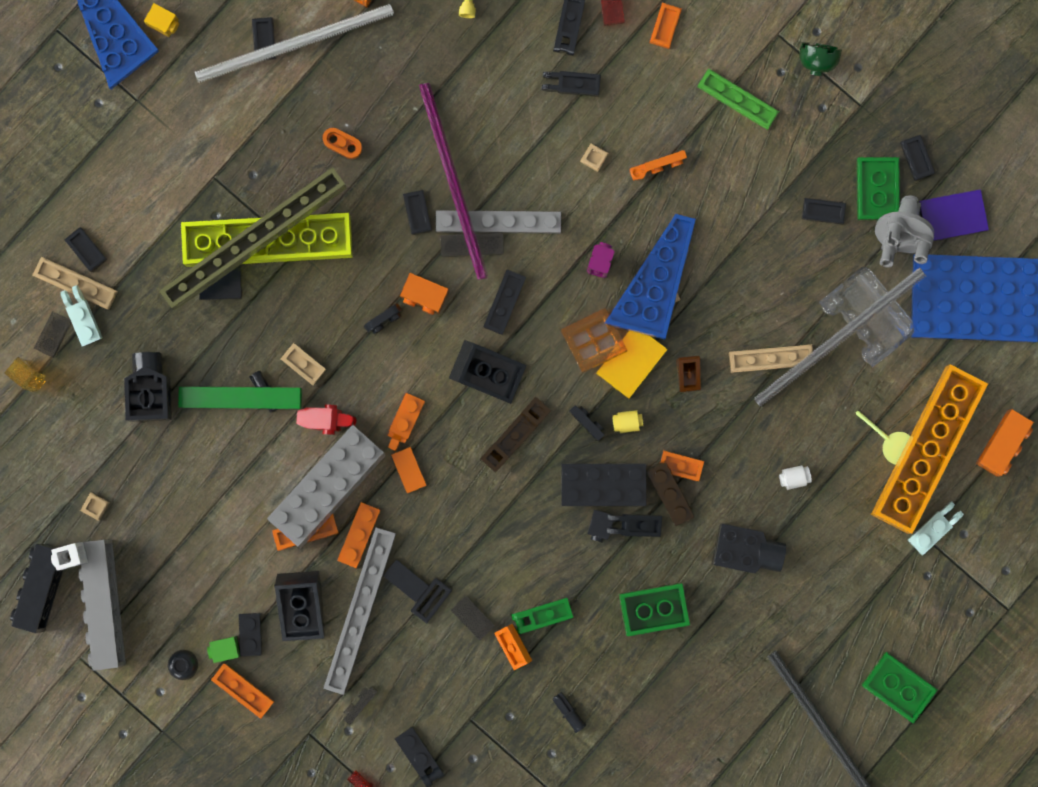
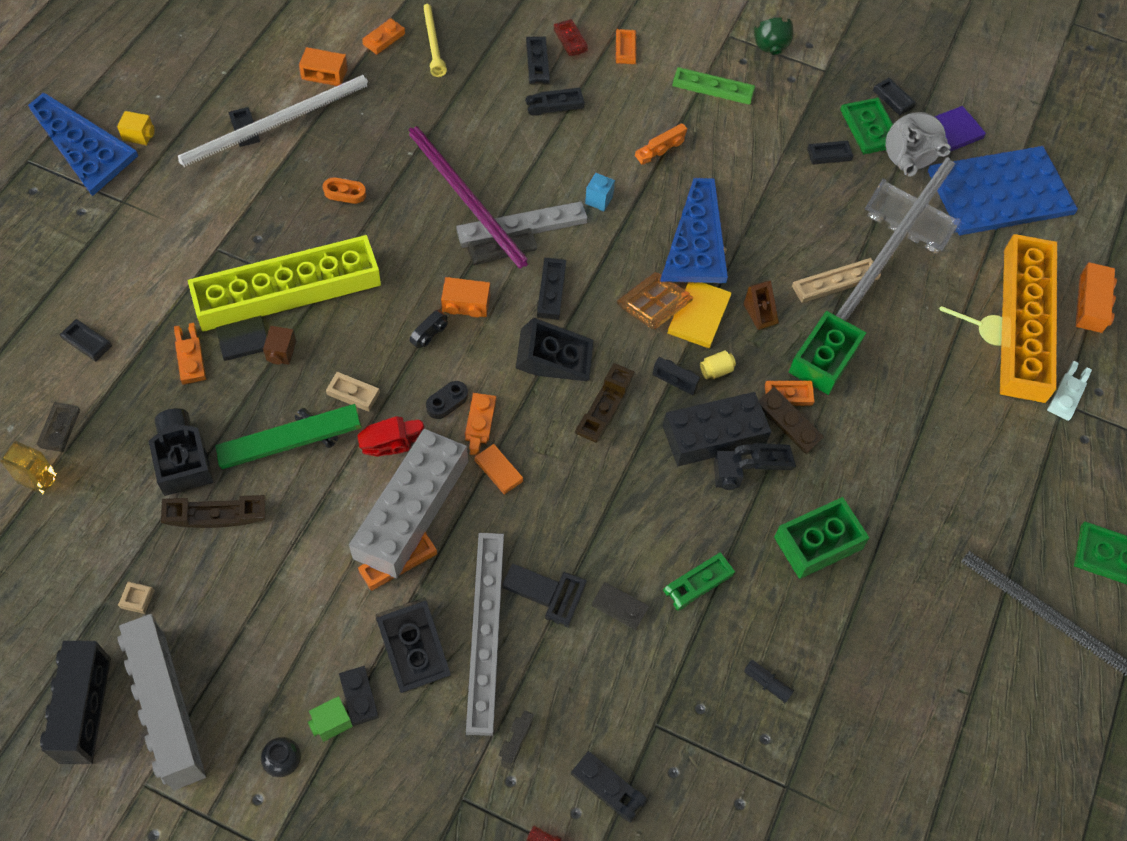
camera: 20 degrees left, 25 degrees down
(66, 279) = (78, 374): tan tile -> none
(77, 554) = (98, 639): white brick -> none
(81, 317) = (90, 402): light aqua hinge -> none
(166, 278) = (189, 356): none -> orange hinge
(167, 449) = (213, 513): none -> dark brown slope
(242, 690) = (364, 764): orange plate -> none
(249, 302) = (279, 345): none -> reddish brown brick
(253, 239) = (266, 272): olive brick -> none
(359, 535) = (461, 550): orange plate -> none
(382, 391) = (448, 399): none -> black plate
(417, 212) = (437, 233): black tile -> none
(513, 646) = (678, 622): orange plate -> none
(580, 207) = (599, 191): none -> dark azure brick
(594, 157) = (597, 155): tan tile -> none
(600, 260) = (637, 226): magenta brick -> none
(728, 438) = (827, 352): none -> green brick
(747, 550) = (892, 454): black brick -> none
(795, 477) = (910, 375): white brick -> none

